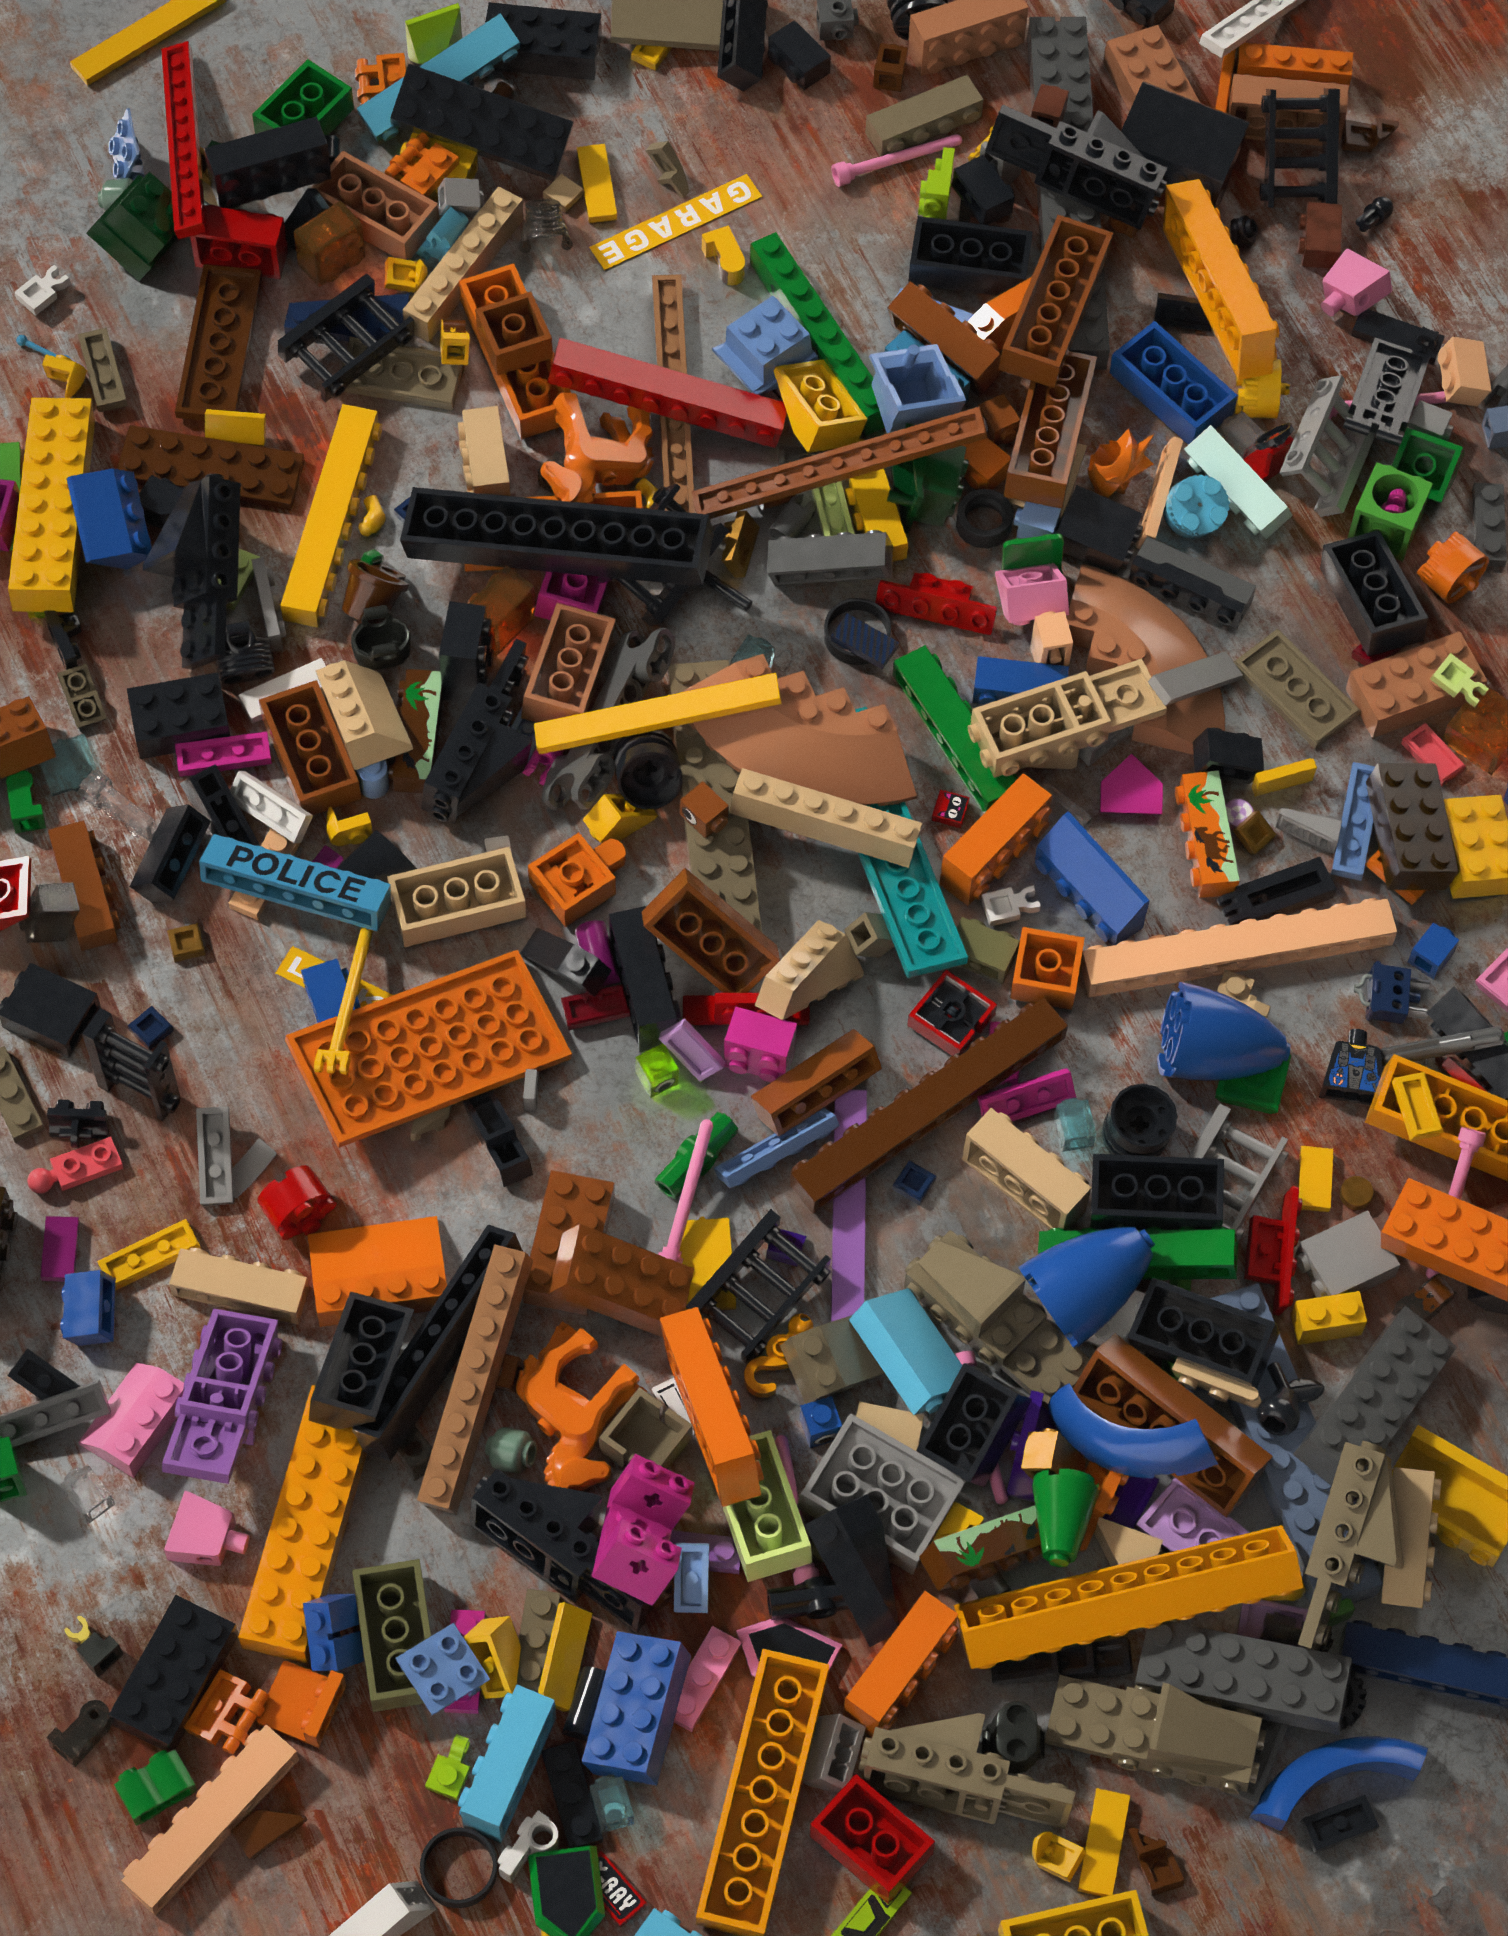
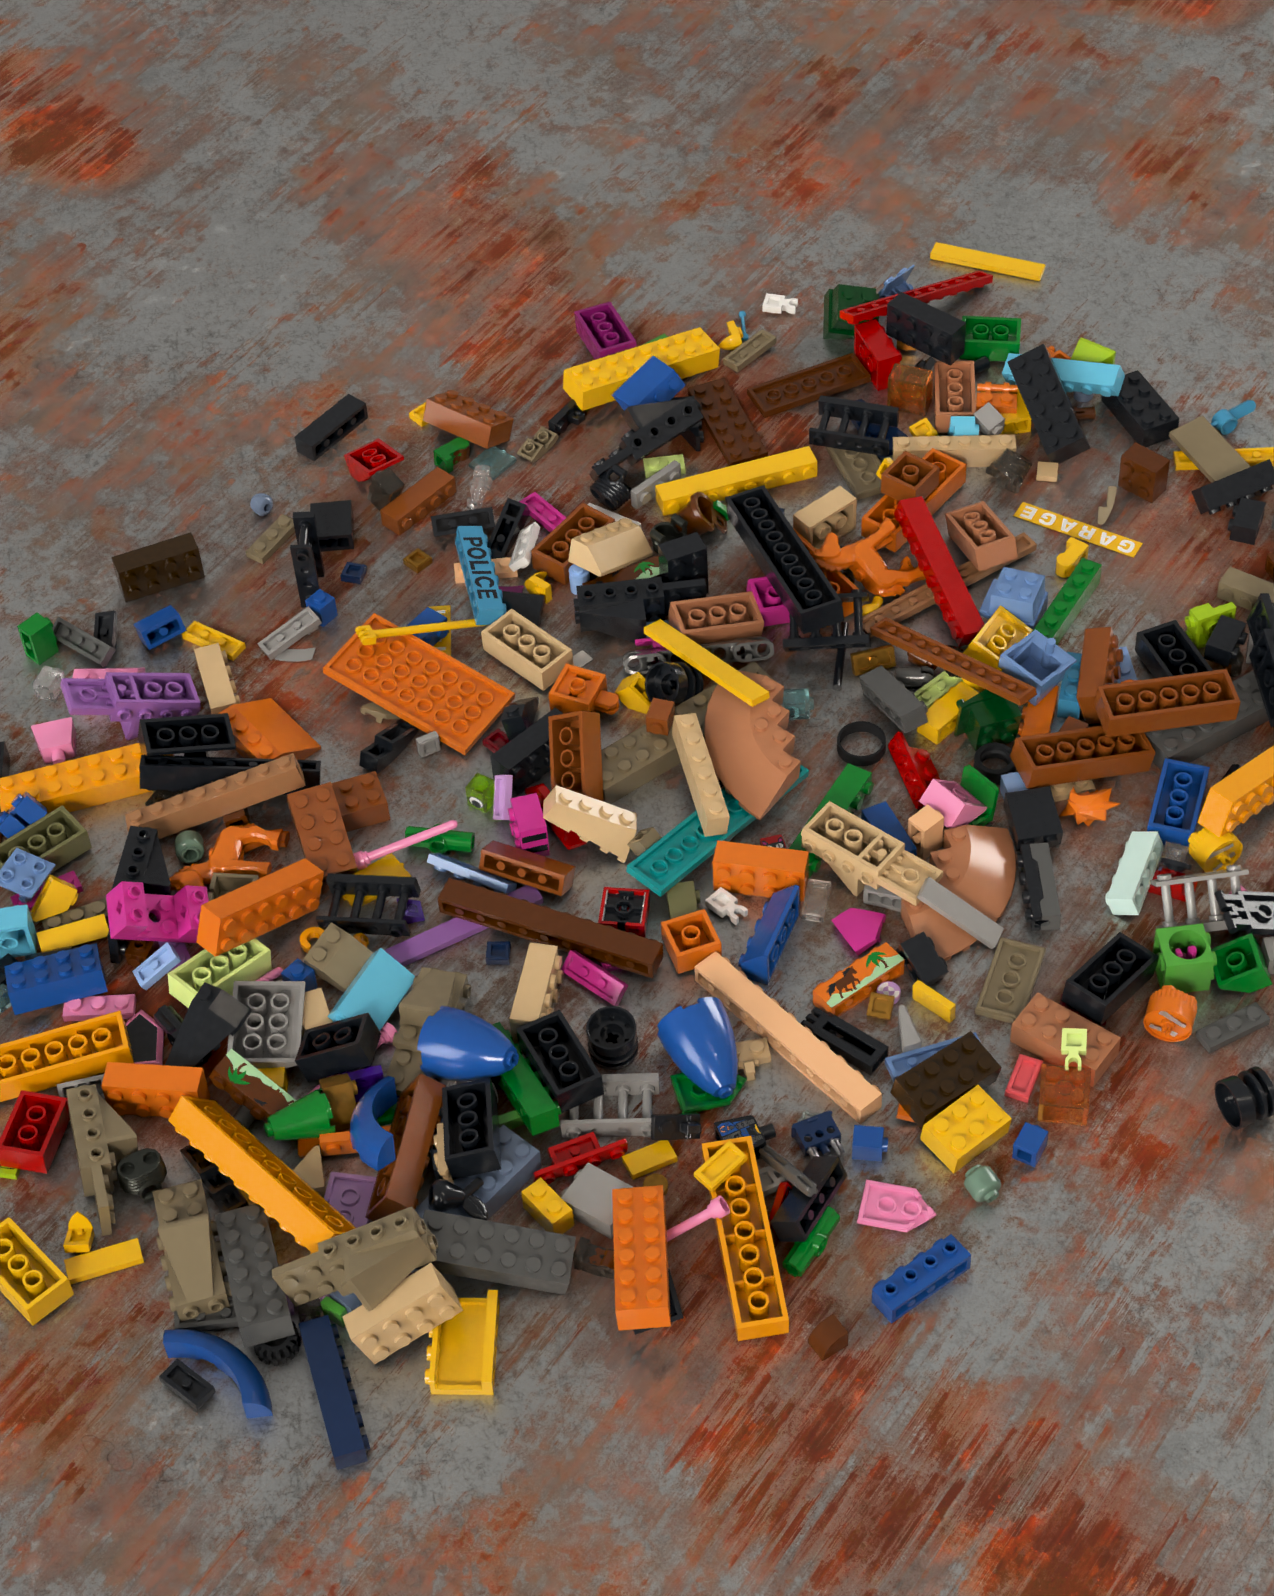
camera: 65 degrees right, 15 degrees down
(59, 1247) = (194, 603): magenta tile -> none
(77, 1167) = (246, 585): coral plate -> none
(78, 1123) = (272, 570): black hips -> none
(177, 713) = (554, 483): black brick -> none
(196, 1092) = (323, 606): none -> blue brick
(236, 426) = (759, 416): yellow tile -> none
(296, 1202) = (279, 676): red brick -> none
(509, 604) = (728, 572): clear orange brick -> none
(596, 183) = (1068, 482): yellow tile -> none
(642, 318) = (981, 536): none -> nougat brick
(657, 102) = (1143, 472): none -> reddish brown brick
(845, 172) = (1184, 582): bright pink piece -> none
(864, 641) = (851, 744): tile -> none
(1074, 1124) = (589, 1004): clear light blue brick -> none
(1132, 1500) = (346, 1163): dark purple tile -> none
(1156, 1863) = (105, 1297): reddish brown slope -> none
(1160, 490) = (1091, 838): light nougat tile -> none
(1196, 506) = (1093, 857): medium azure piece -> none
(1301, 1125) = (675, 1126): none -> black hinge

